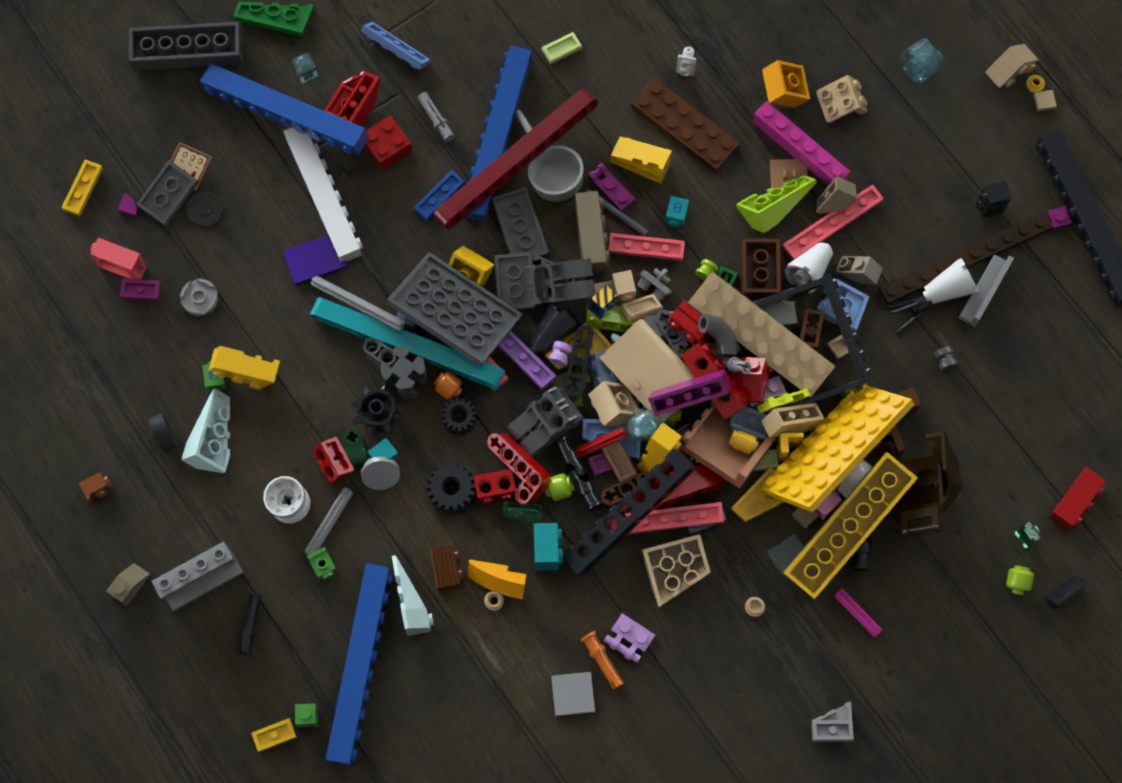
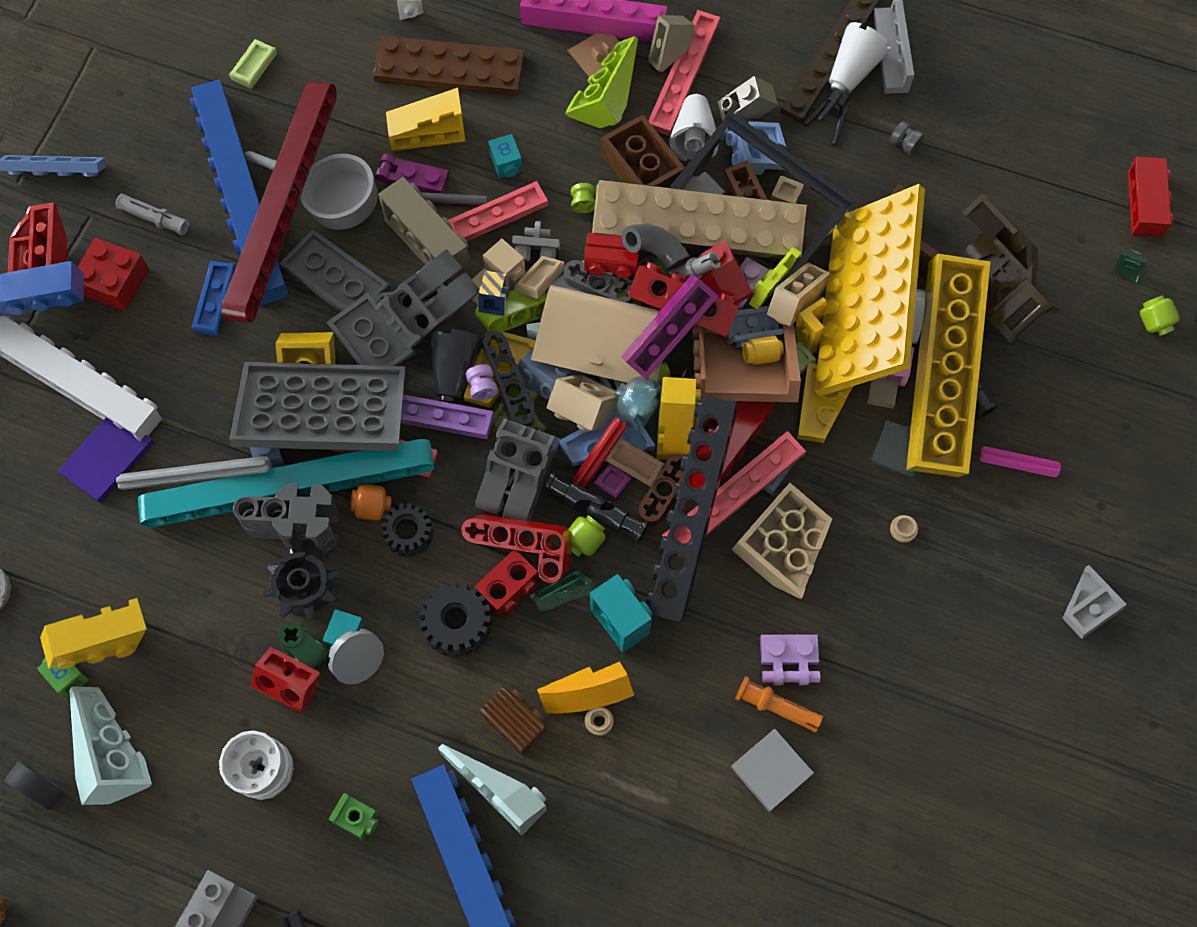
camera: 35 degrees left, 5 degrees down
(329, 521) = (328, 759): light grey axle -> none

